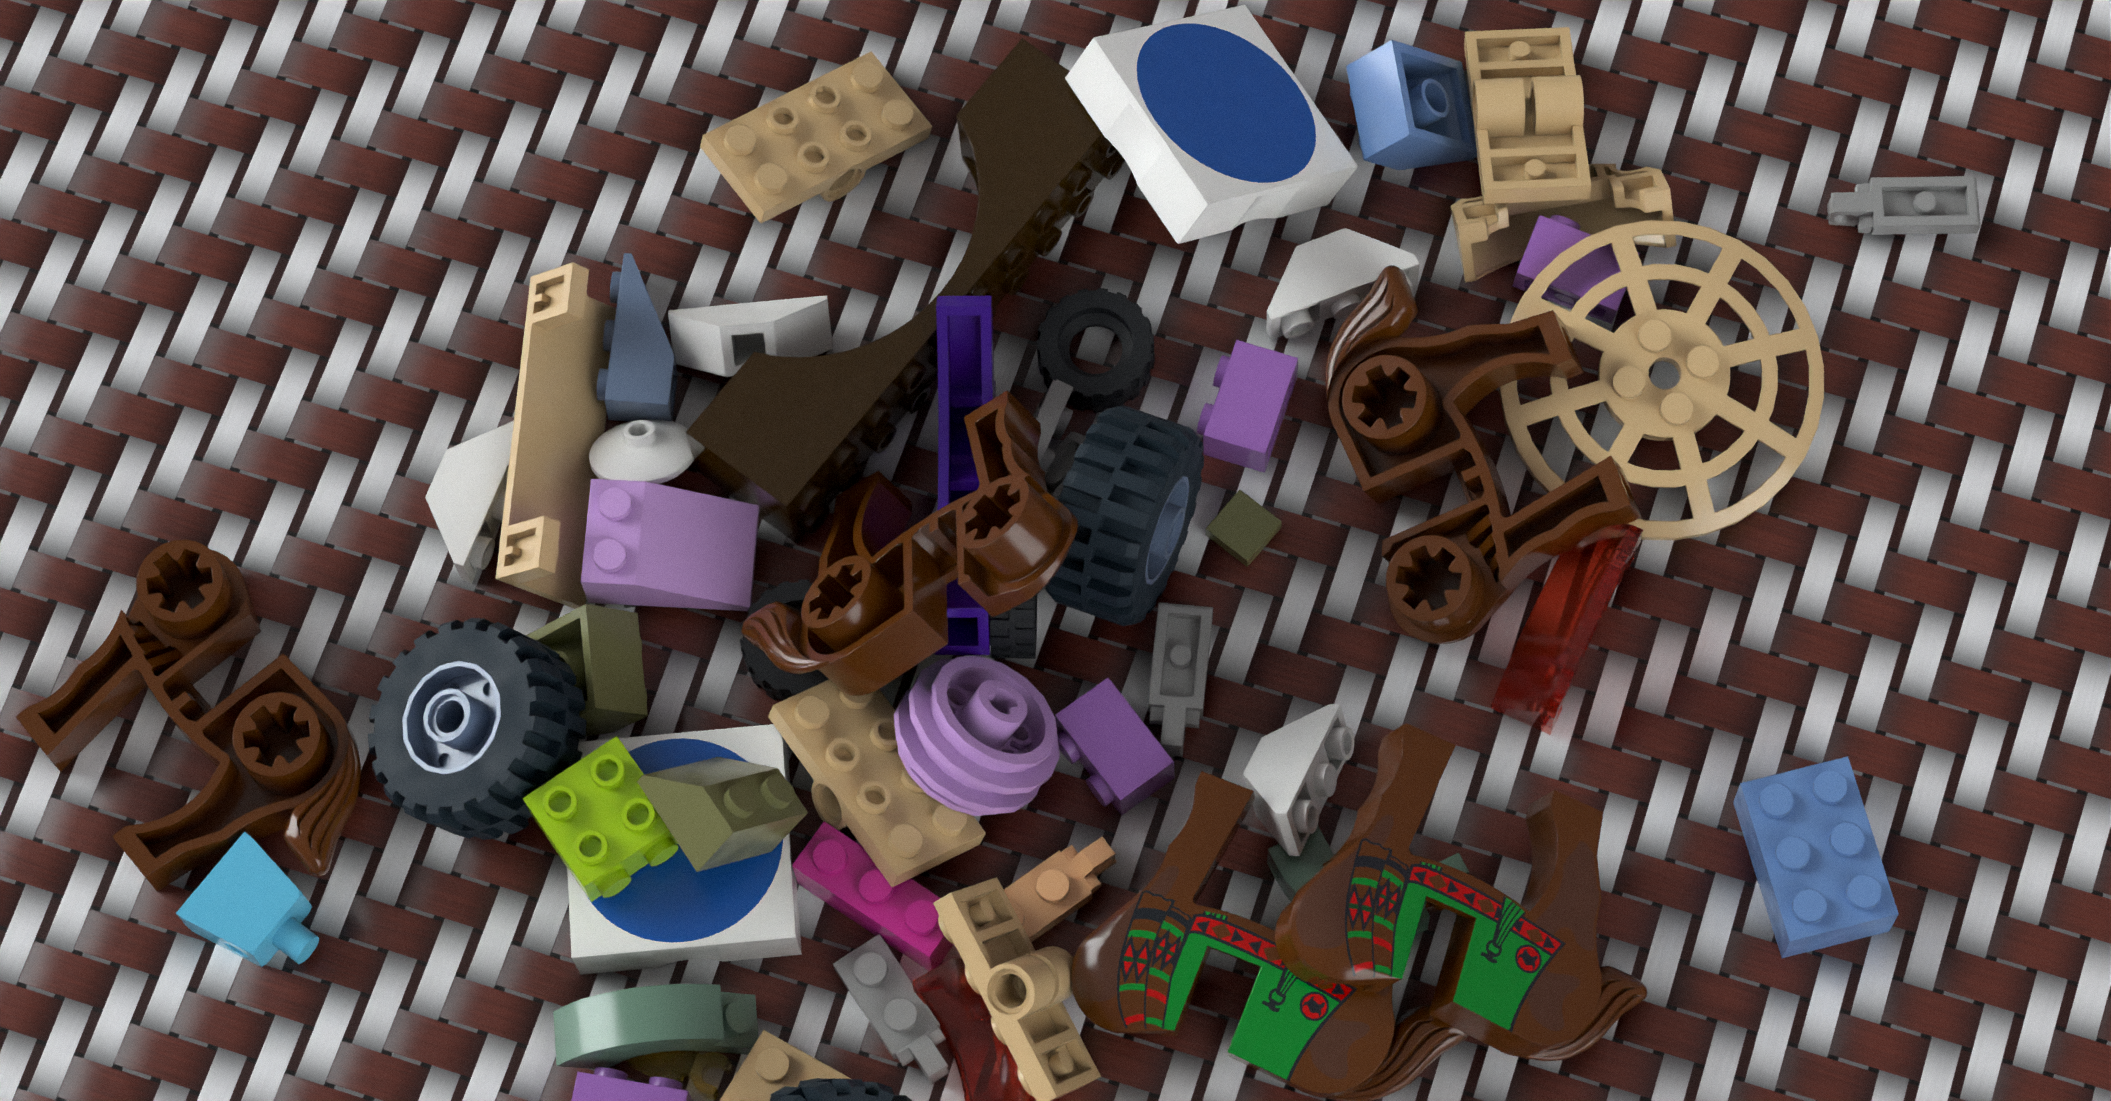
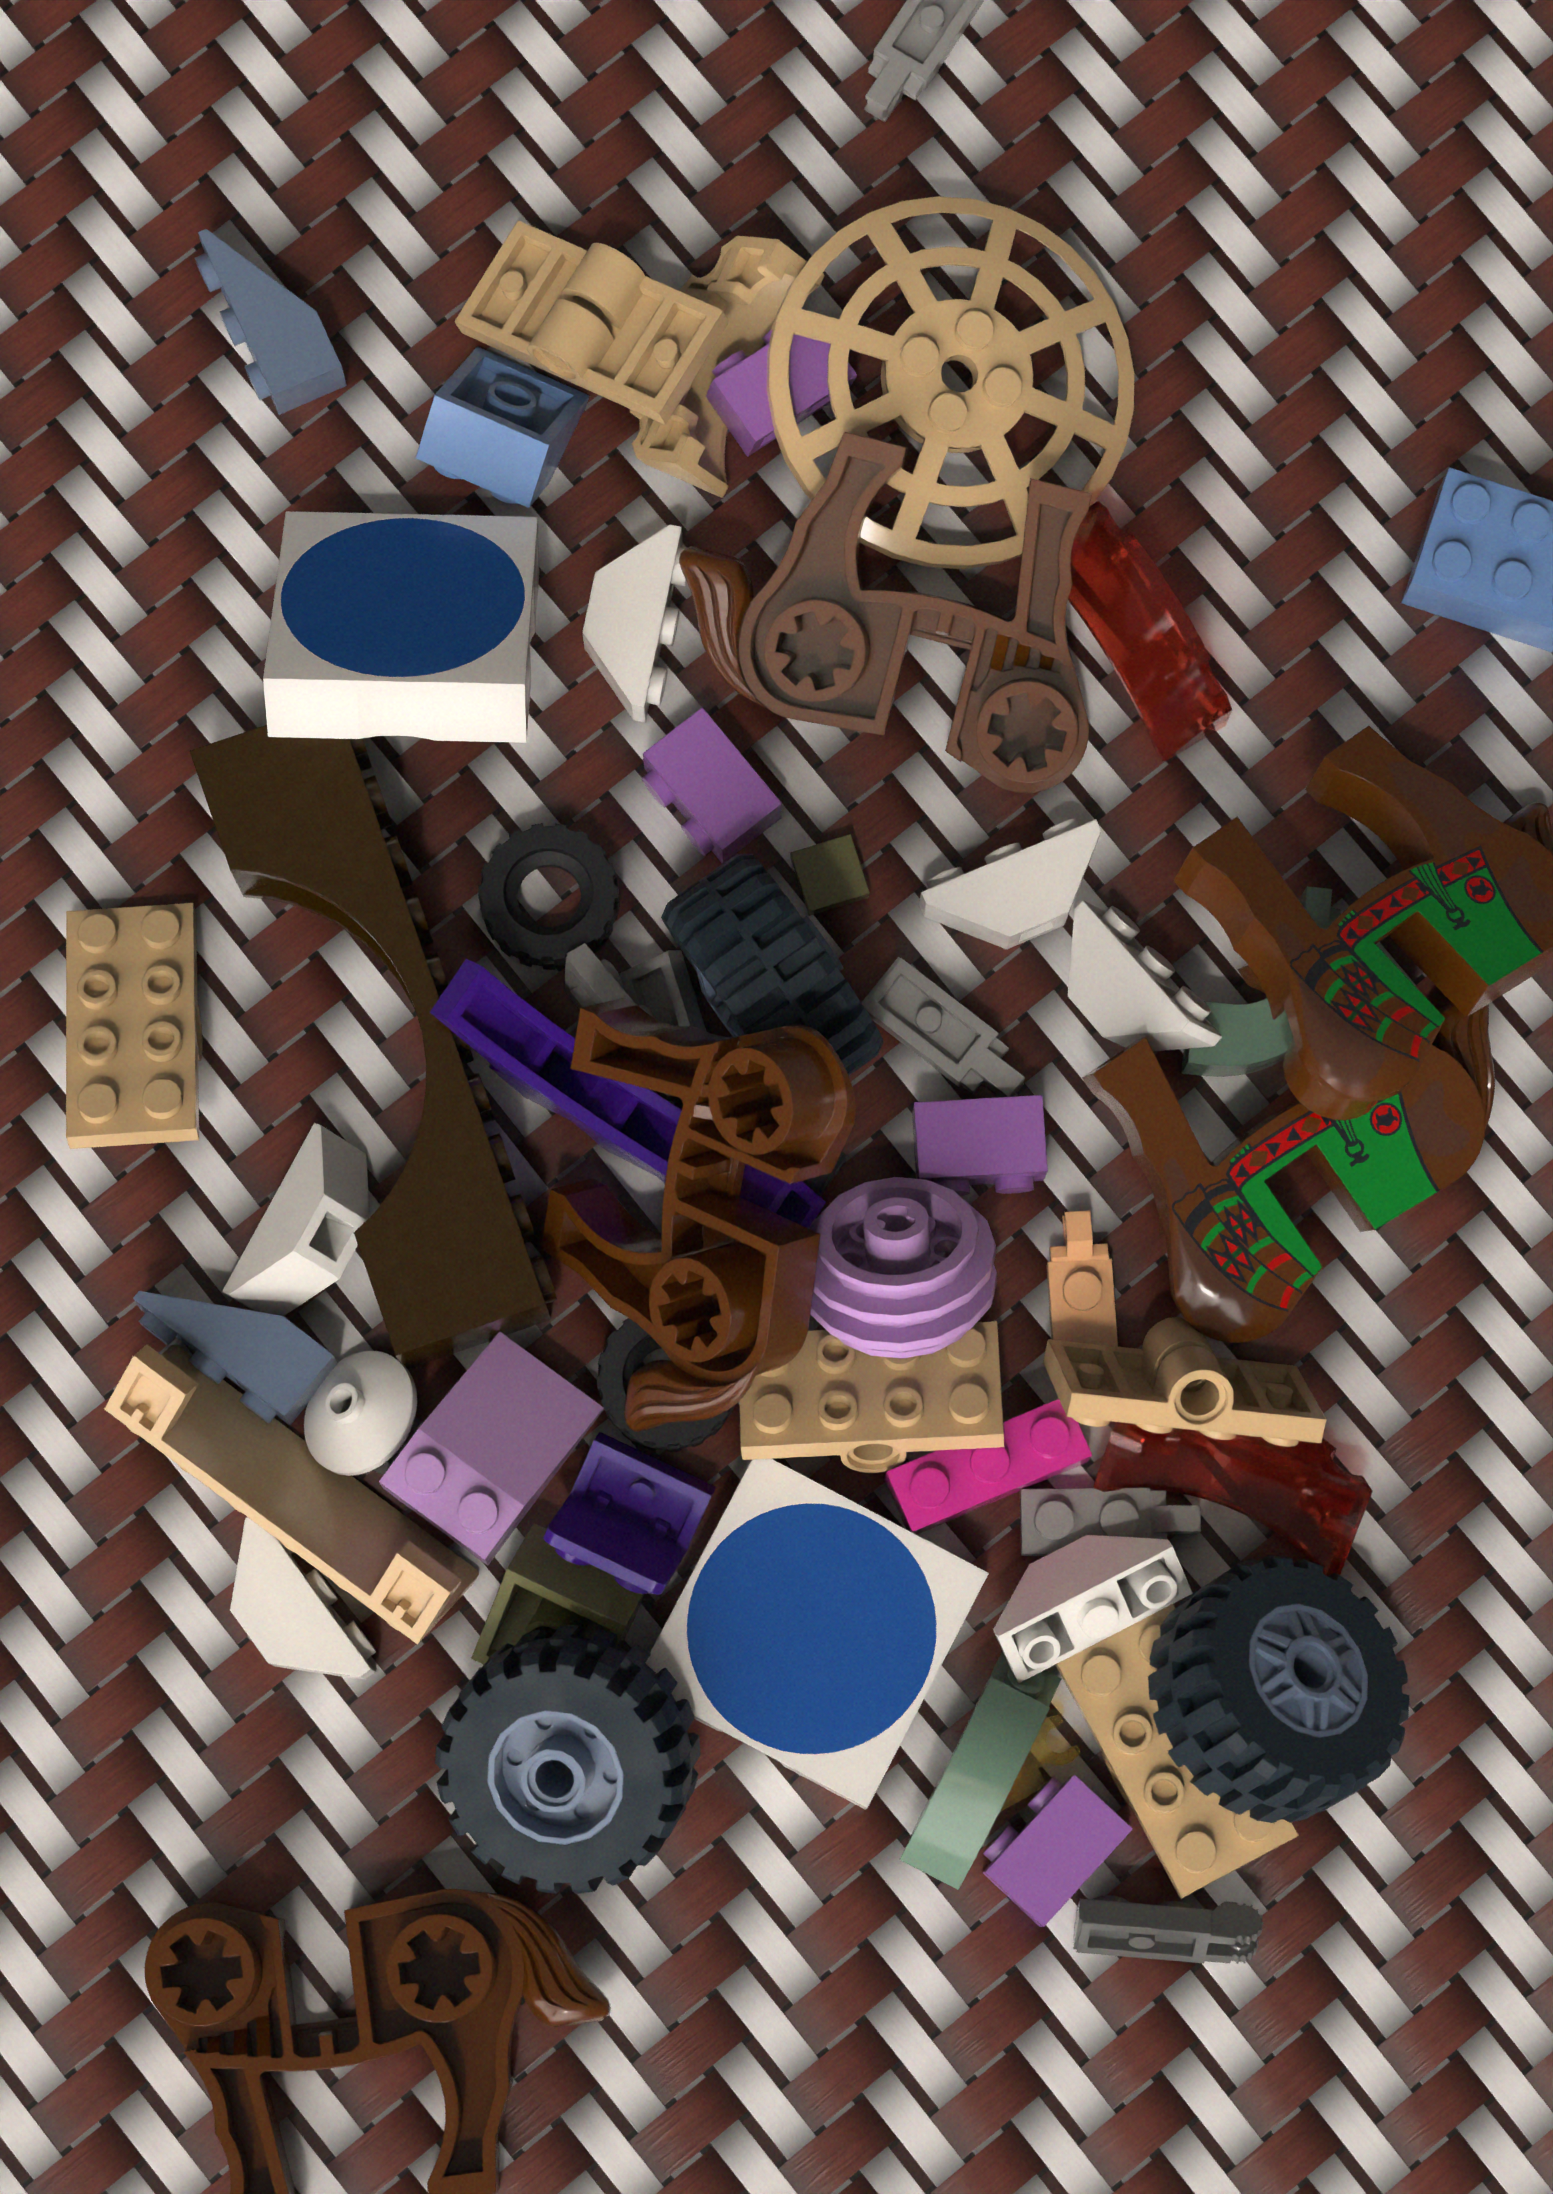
camera: 65 degrees left, 10 degrees up
(250, 907) = (591, 2101): medium azure torso -> none
(601, 820) = (761, 1687): lime brick -> none
(680, 674) = (629, 1516): none -> dark purple bracket
(724, 809) = (825, 1561): olive slope -> none
(819, 1018) = (1086, 1597): none -> white slope
(1321, 660) = (1018, 889): none -> white slope

